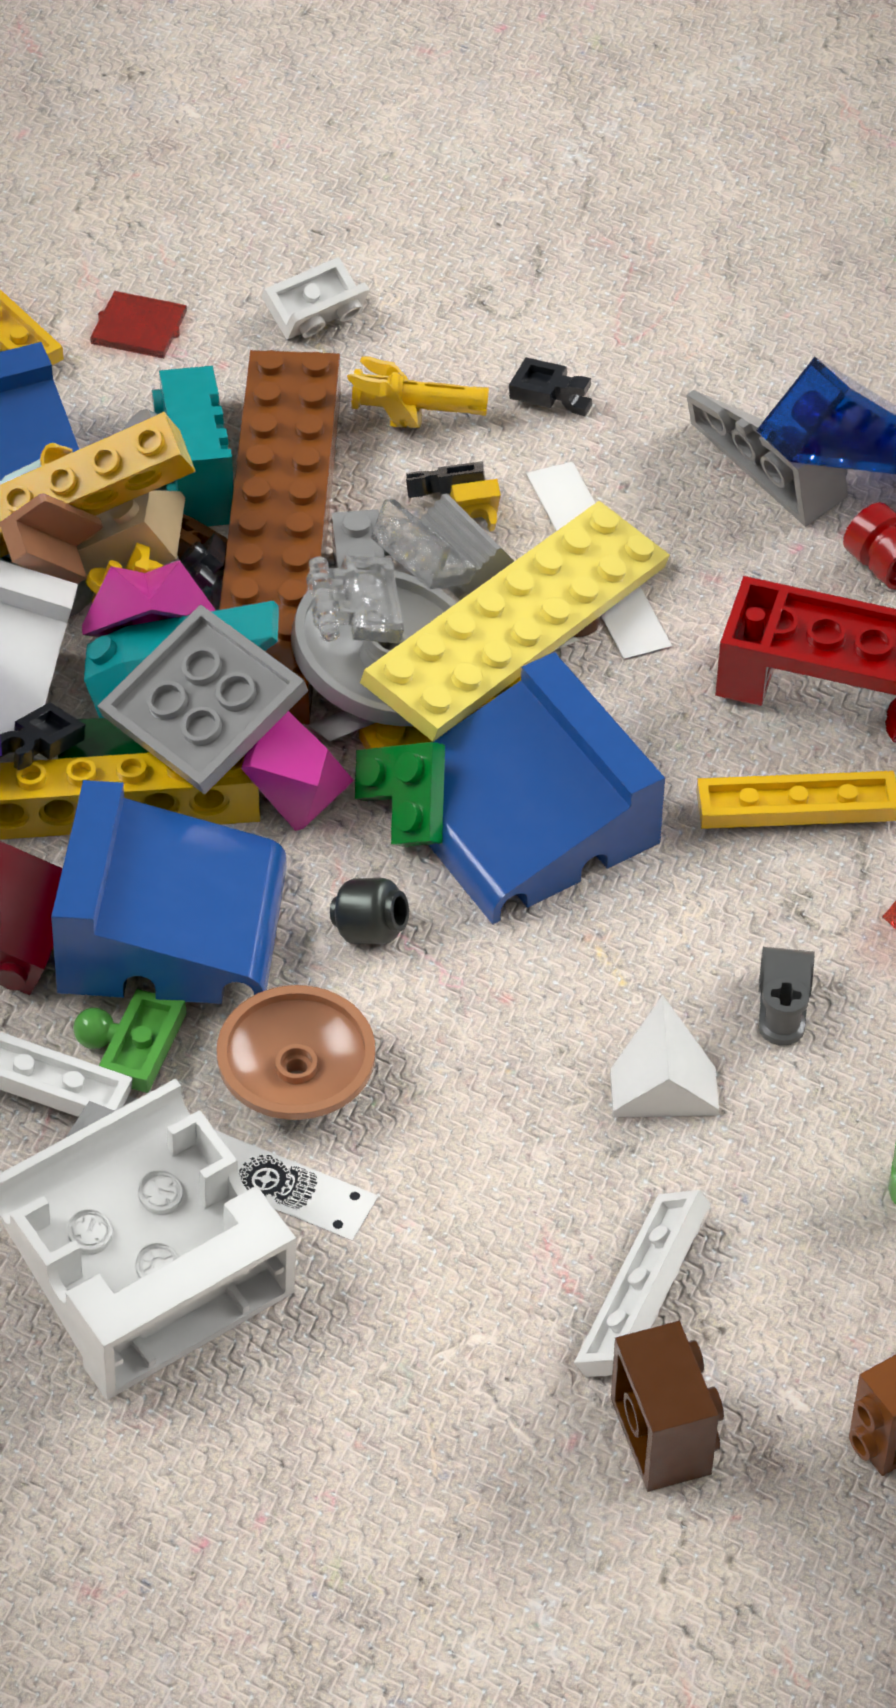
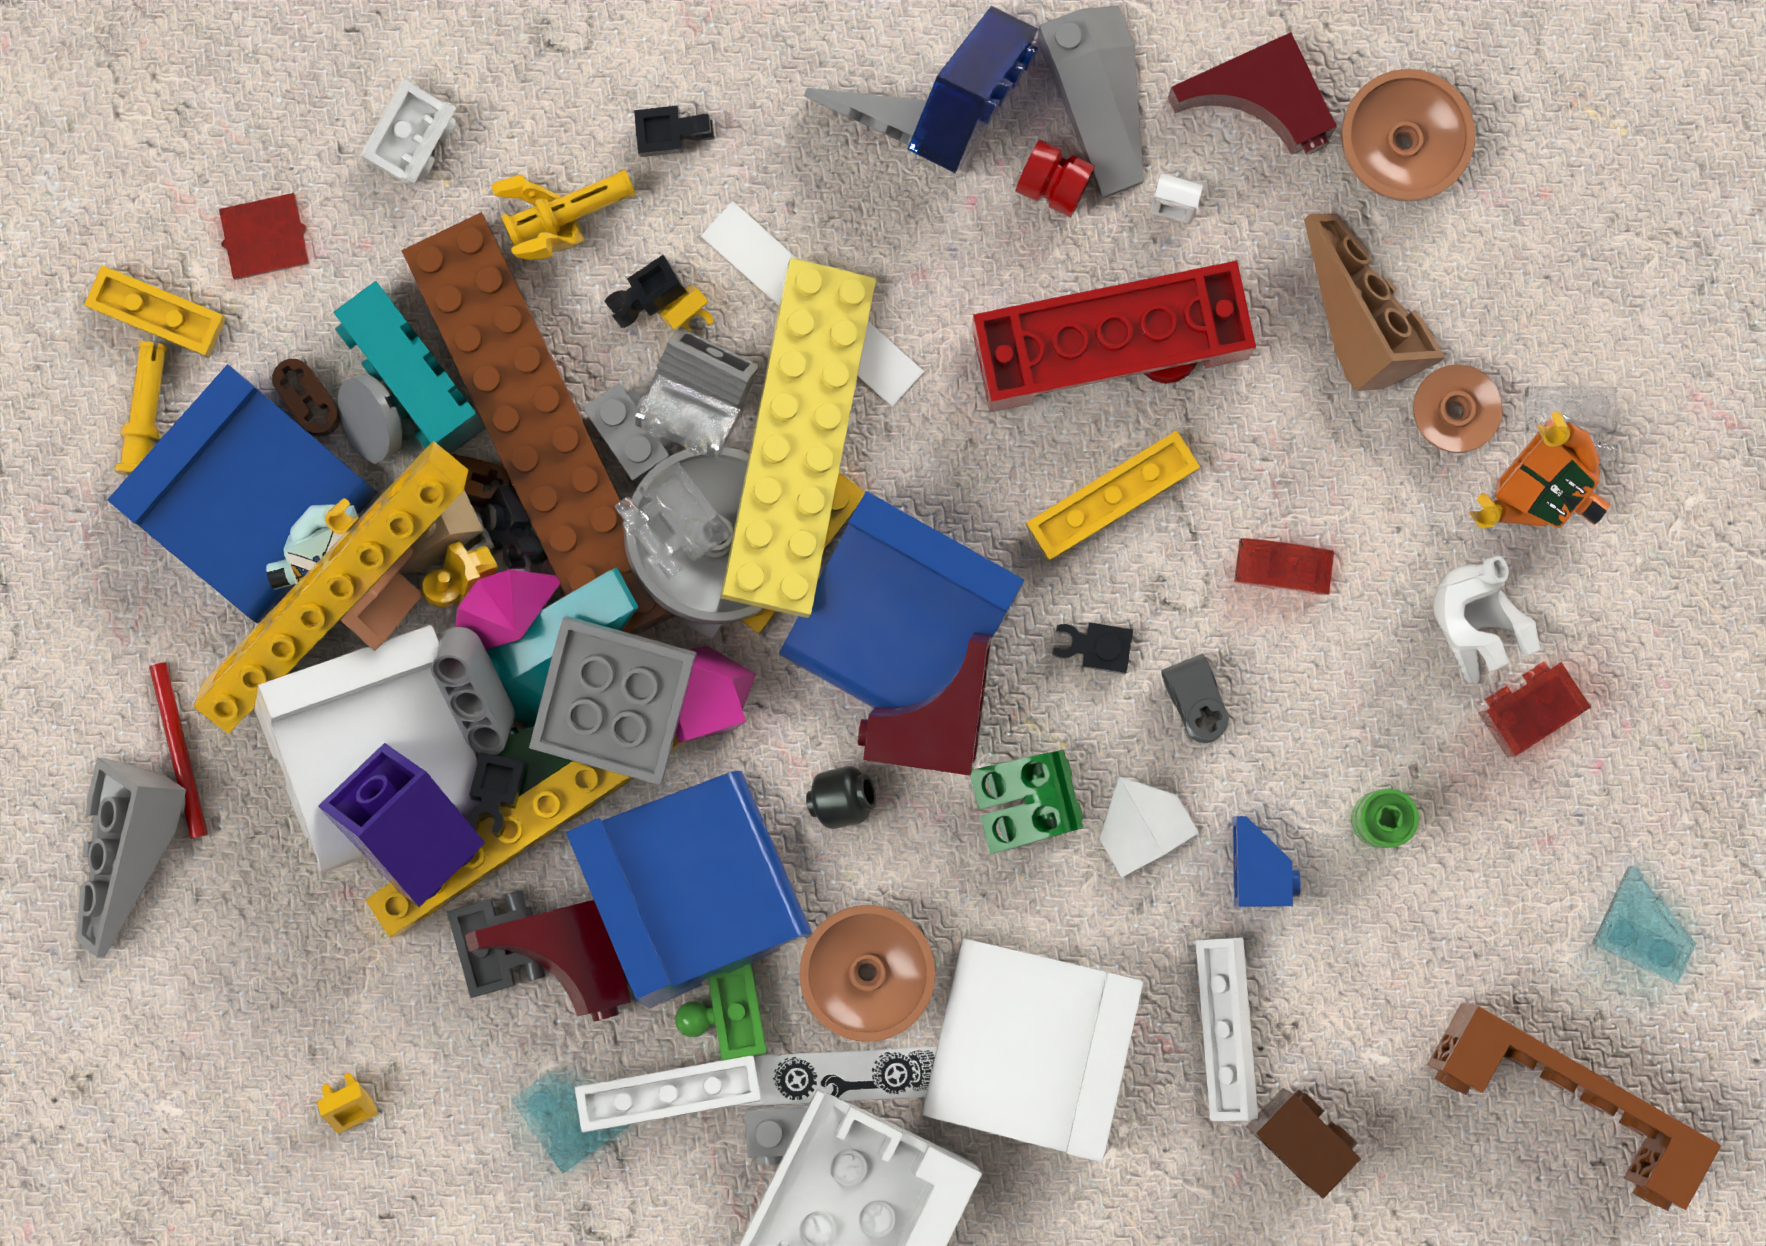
camera: 25 degrees left, 35 degrees up
(66, 626) = (473, 690): none -> light grey beam
(89, 408) = (297, 402): none -> reddish brown beam
(415, 783) = (809, 657): green plate -> none
(433, 1205) = (1033, 1048): none -> white panel
(509, 875) = (939, 730): none -> dark red arch
(557, 987) = (1047, 794): none -> green hips
(708, 916) = (1102, 648): none -> black plate
(764, 1160) = (1260, 869): none -> blue slope

